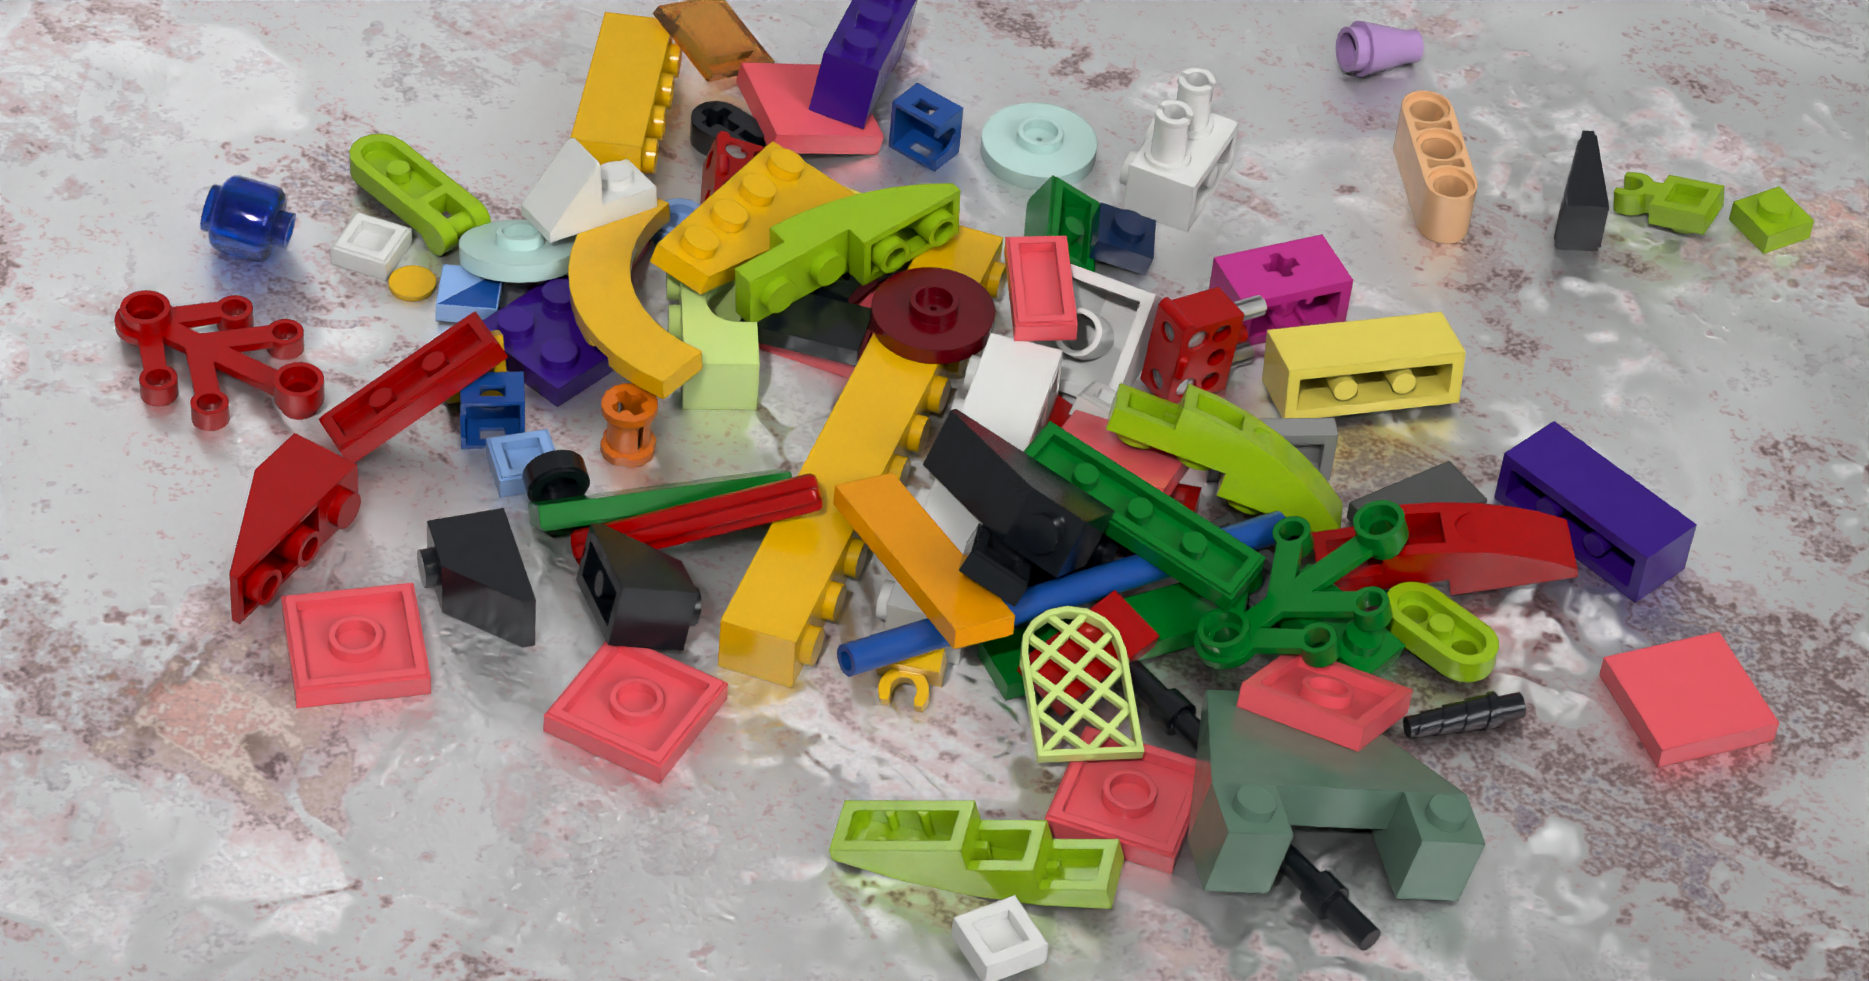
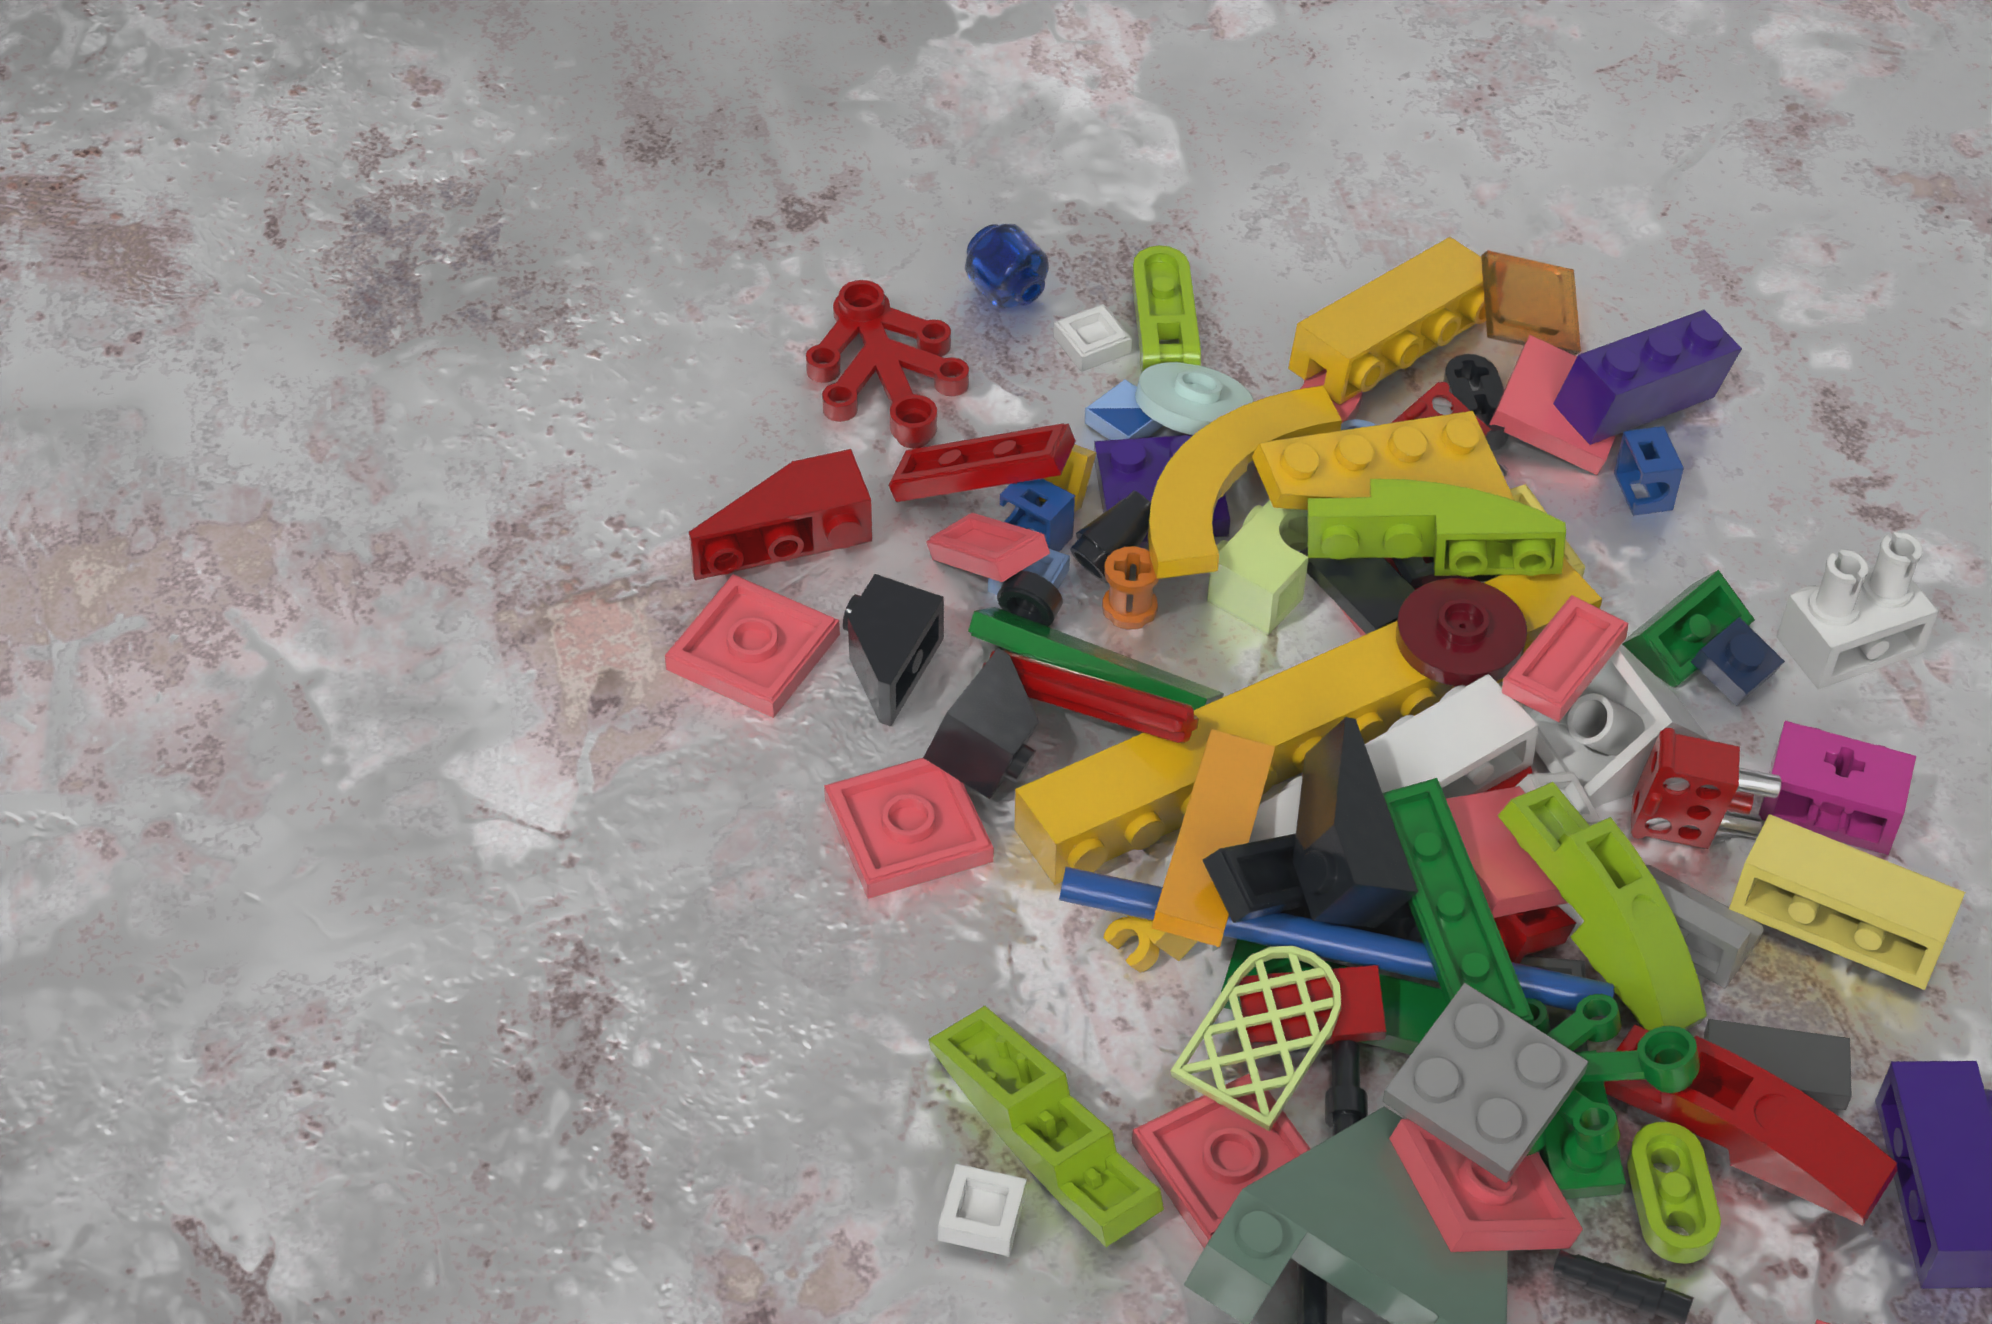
camera: 45 degrees right, 5 degrees up
(412, 283) = (1095, 382): yellow piece -> none
(483, 454) = (987, 547): none -> coral tile
(575, 392) = (1116, 528): none -> black cone
(583, 194) = (1260, 380): white slope -> none
(1035, 141) = (1750, 540): light aqua piece -> none
(1279, 619) = (1485, 1082): none -> light grey plate

